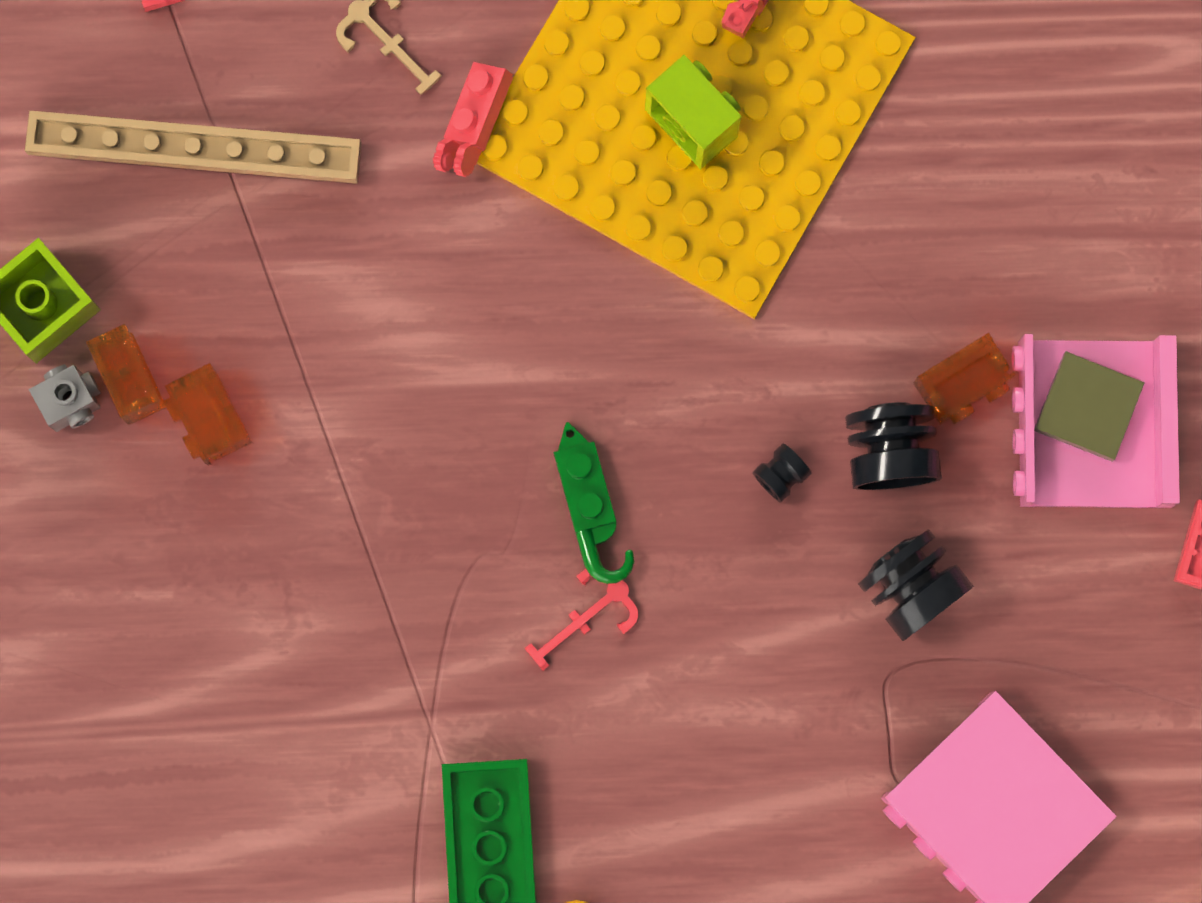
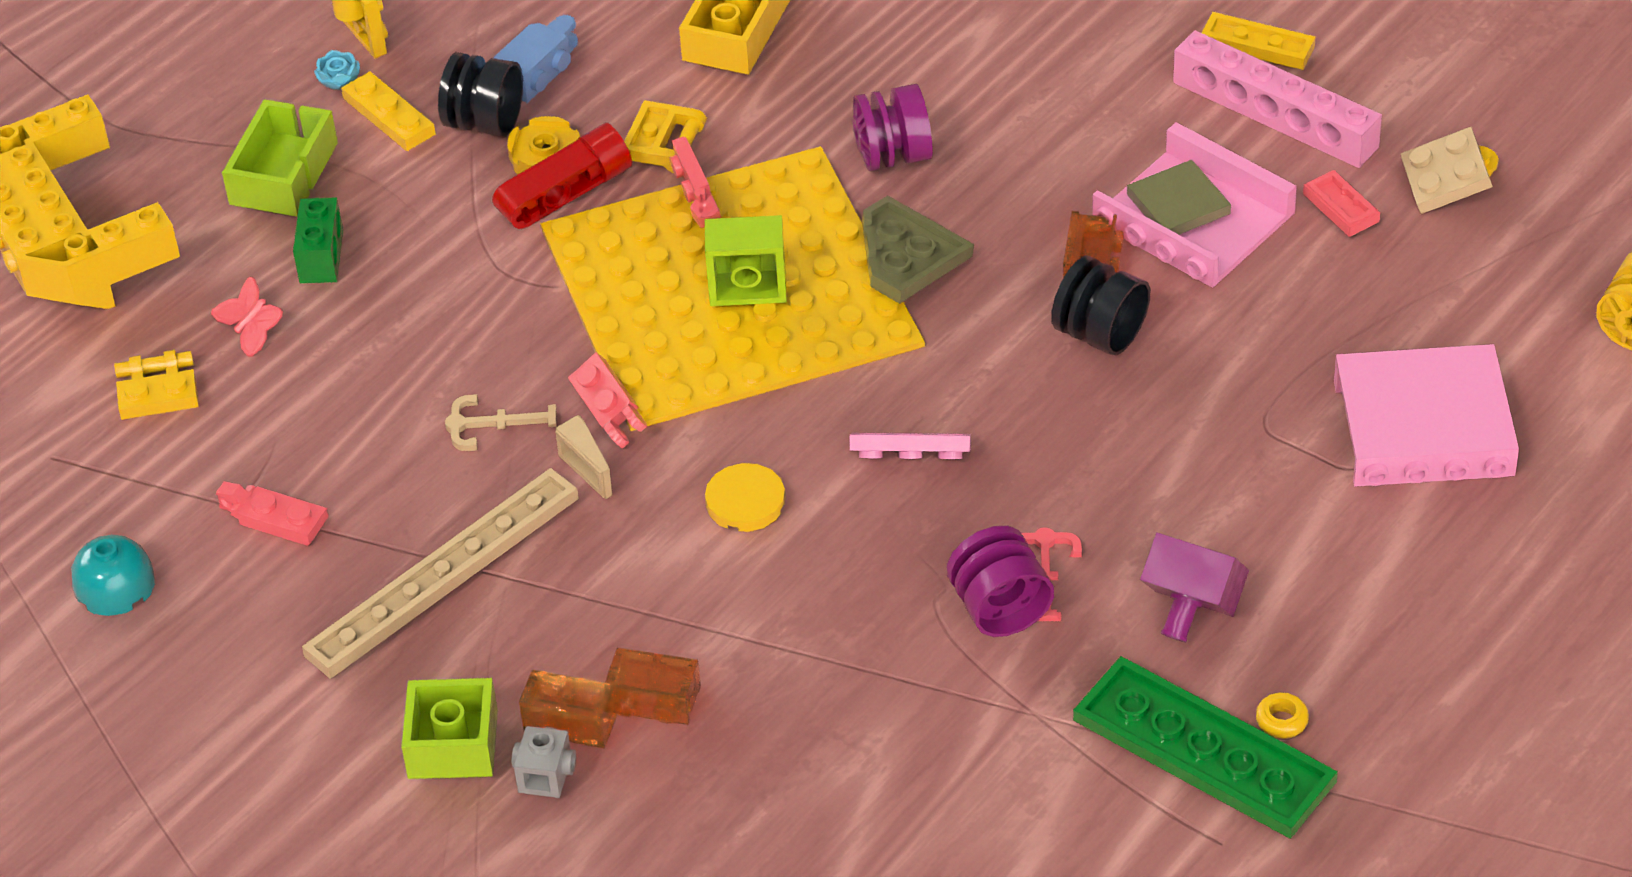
camera: 45 degrees left, 35 degrees down
(401, 144) = (582, 454): none -> tan slope
(464, 315) = (745, 497): none -> yellow tile
(516, 608) = (1000, 581): none -> magenta wheel
(588, 503) = (955, 507): green plate -> none
(623, 404) = (910, 444): none -> bright pink plate
(640, 764) = (1194, 580): none -> magenta brick
(781, 472) = (1054, 386): black wheel -> none
(840, 221) = (908, 249): none -> olive plate
(915, 584) = (1213, 351): black wheel -> none
(965, 93) = (897, 126): none -> magenta wheel

